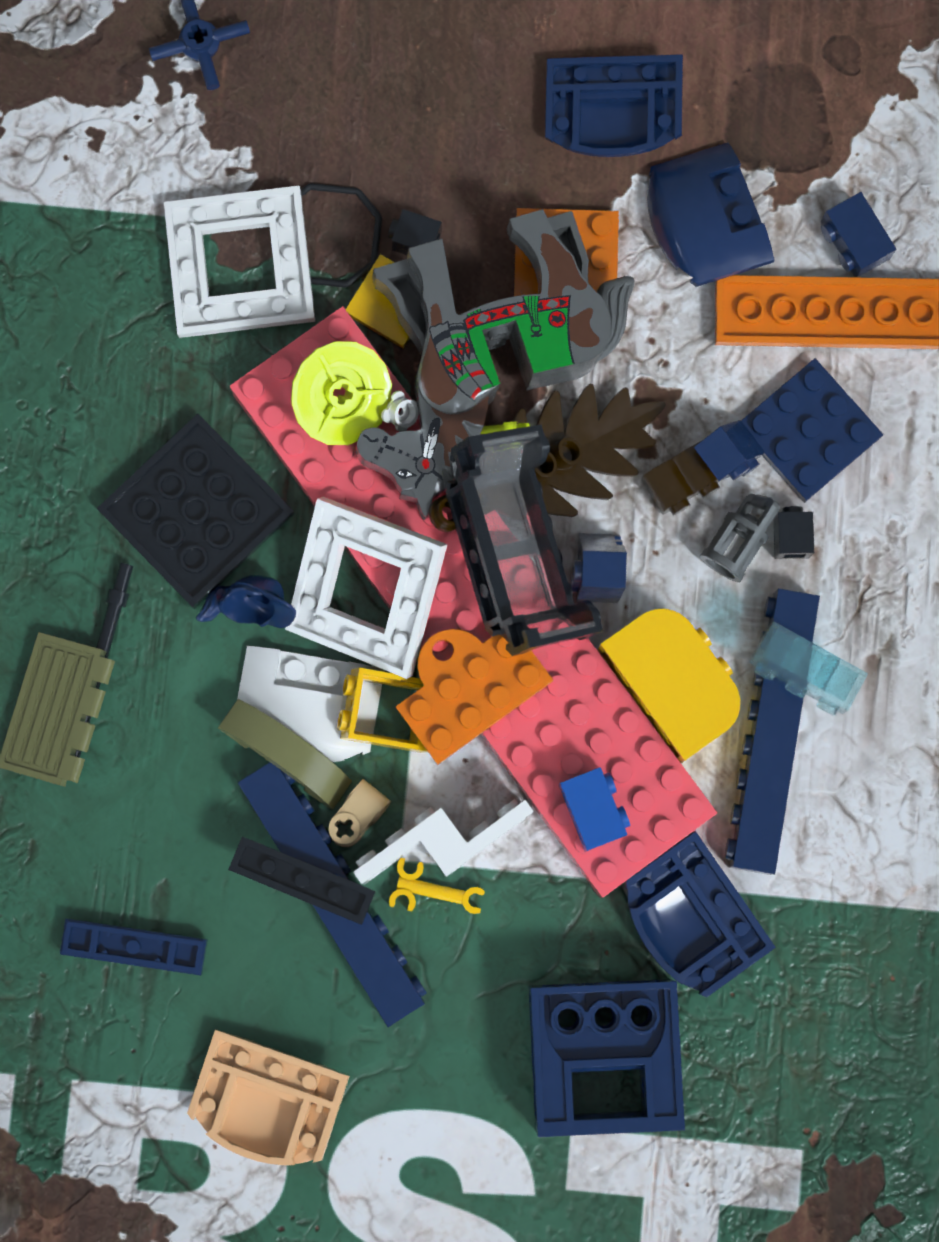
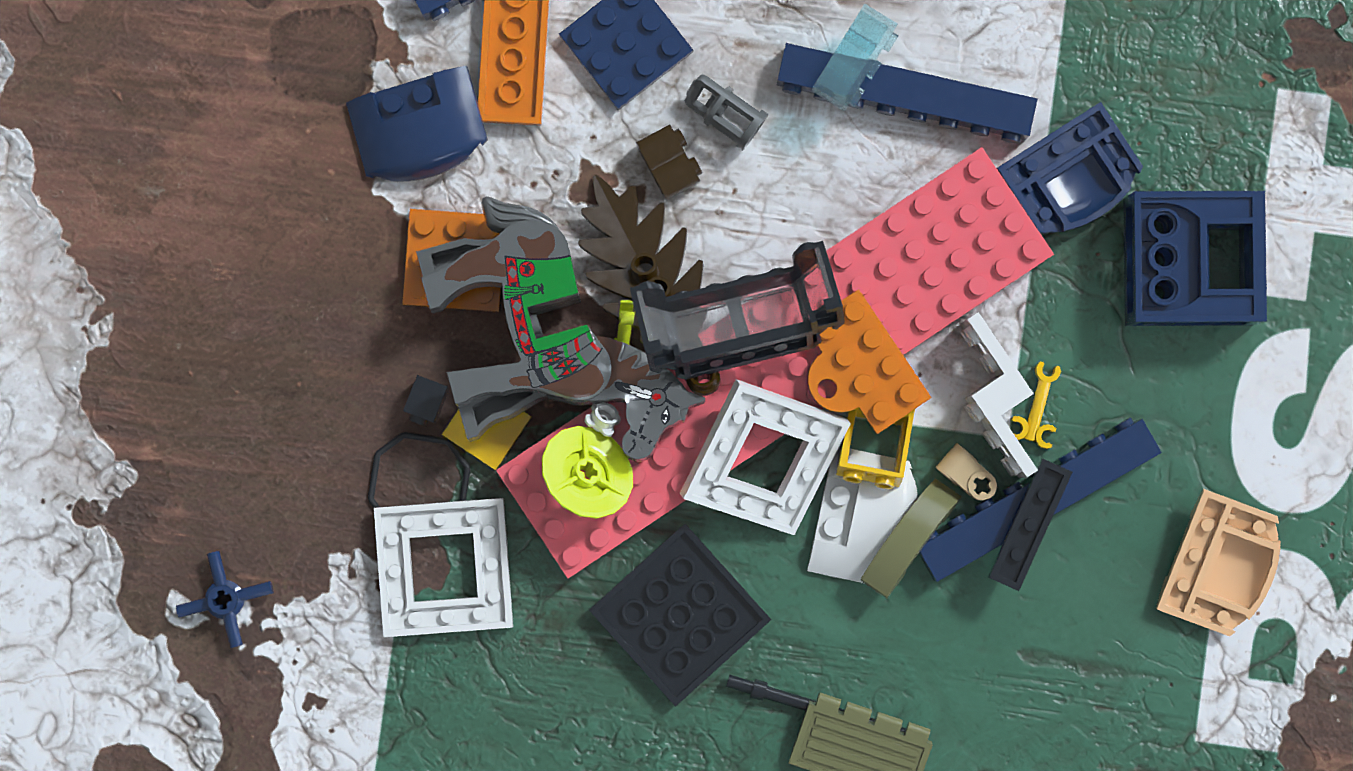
camera: 85 degrees left, 5 degrees up
(133, 947) = (1079, 681): dark blue plate -> none
(250, 601) = (767, 566): dark blue hair -> none
(594, 808) = (978, 257): blue brick -> none
(600, 568) = (749, 241): dark blue wedge -> none
(614, 103) = (307, 207): dark blue slope -> none
(674, 679) = (860, 179): yellow brick -> none
(730, 451) = (649, 116): dark blue brick -> none
(793, 533) = (724, 63): black brick -> none

